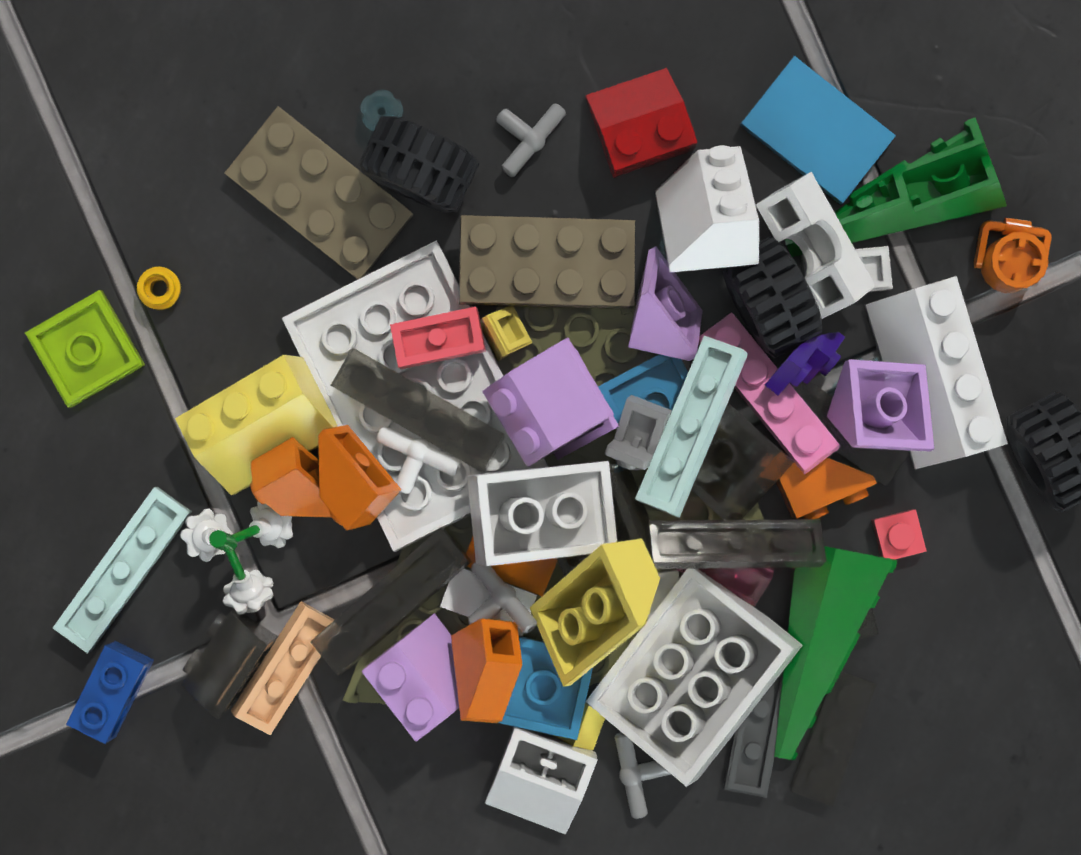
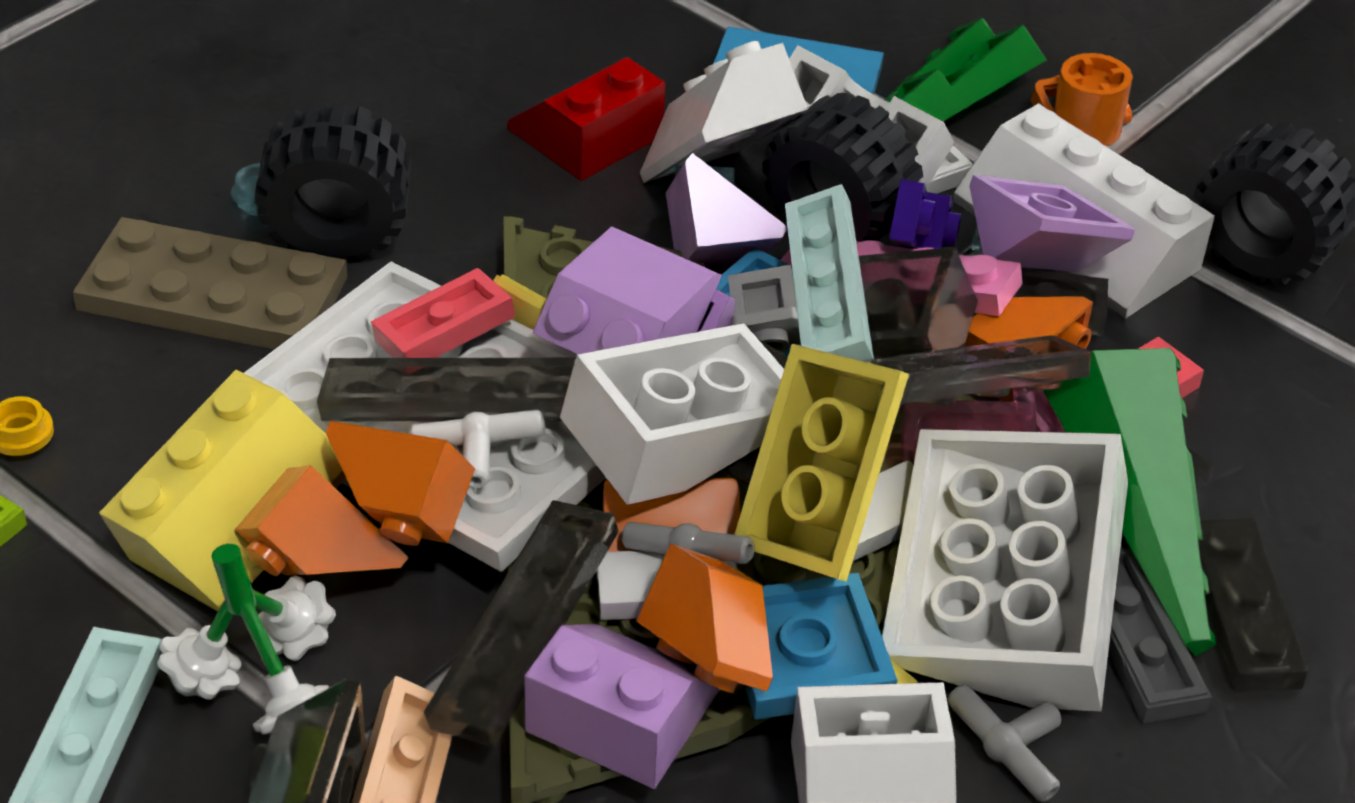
camera: 25 degrees left, 45 degrees down
(531, 138) = (458, 167): light grey piece -> none
(547, 262) = (537, 232): dark tan plate -> none

